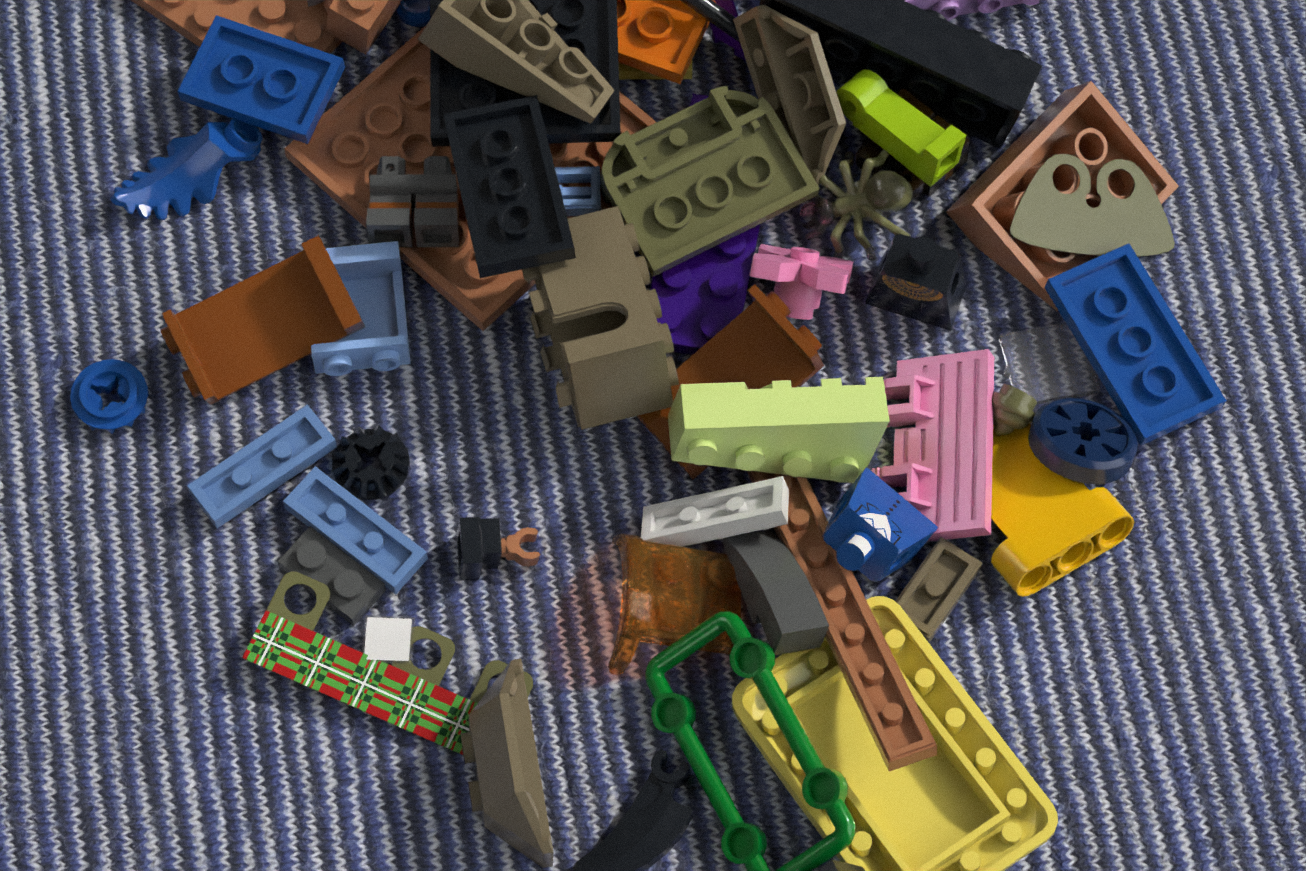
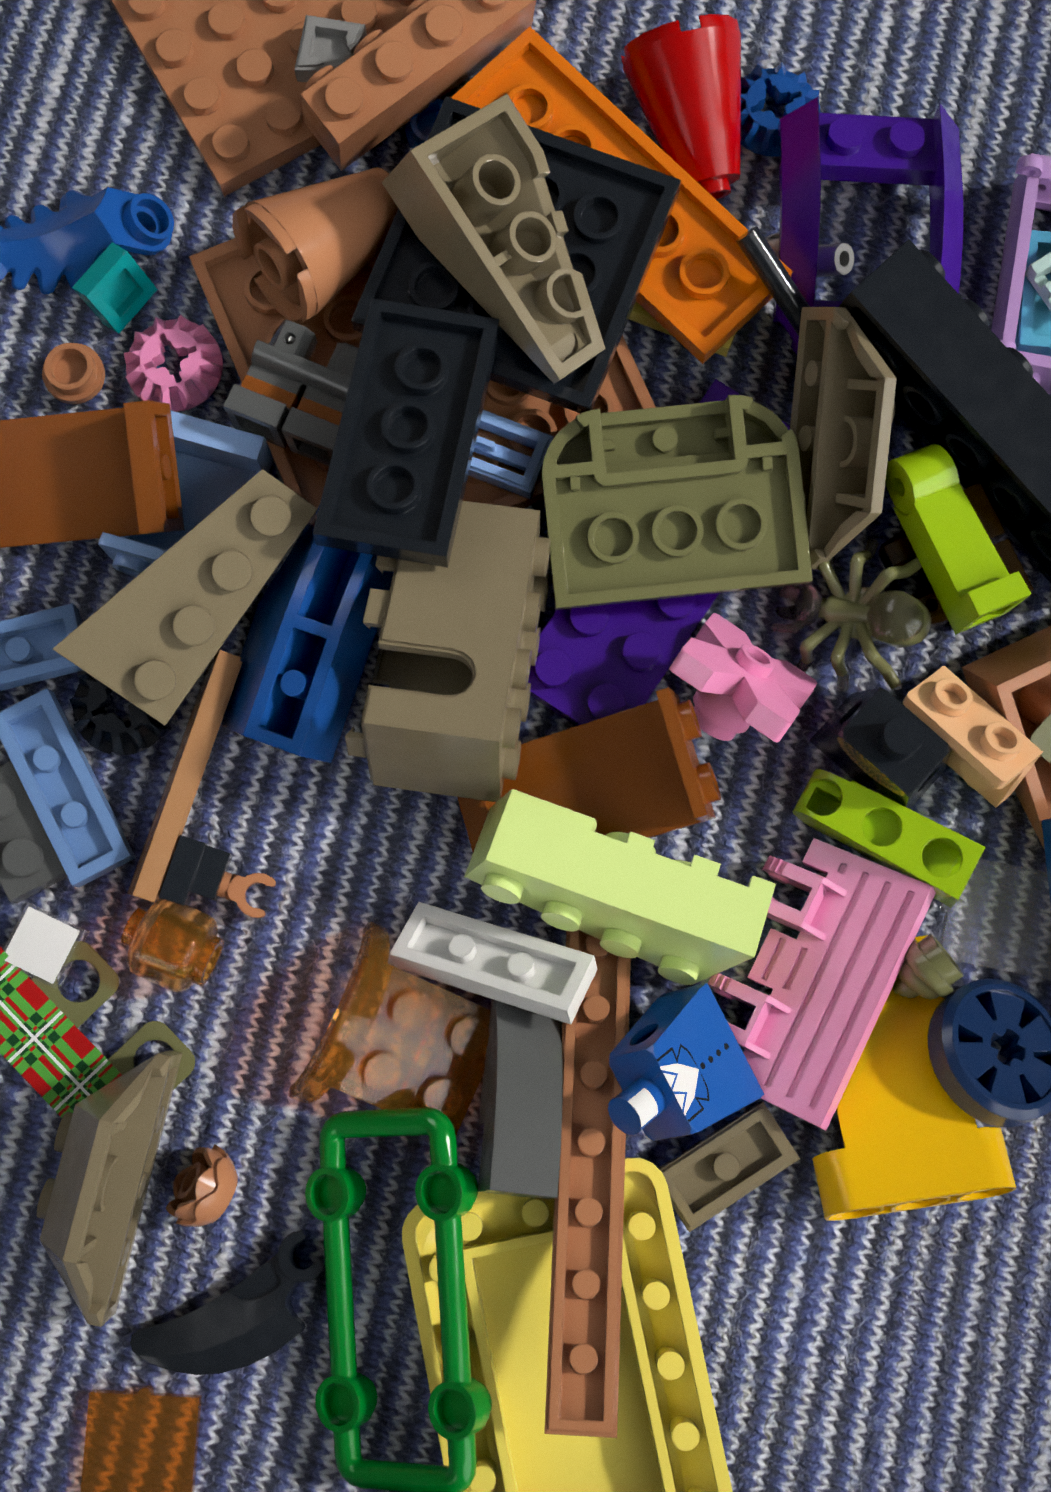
camera: 25 degrees right, 15 degrees up
(232, 258) = (73, 373): none -> nougat plate
(240, 188) = (115, 287): none -> teal plate
(261, 79) = (190, 153): blue plate -> none
(280, 226) = (198, 372): none -> bright pink gear
(377, 99) = (314, 239): none -> nougat cone
(398, 369) = (182, 608): none -> dark tan wedge
(440, 487) = (185, 776): none -> medium nougat tile
(483, 598) = (172, 945): none -> clear orange head
(489, 358) = (306, 650): none -> blue wedge
(580, 748) = (203, 1188): none -> nougat plate
(944, 331) = (889, 833): none -> lime leg
(986, 250) = (984, 745): none -> light nougat bracket

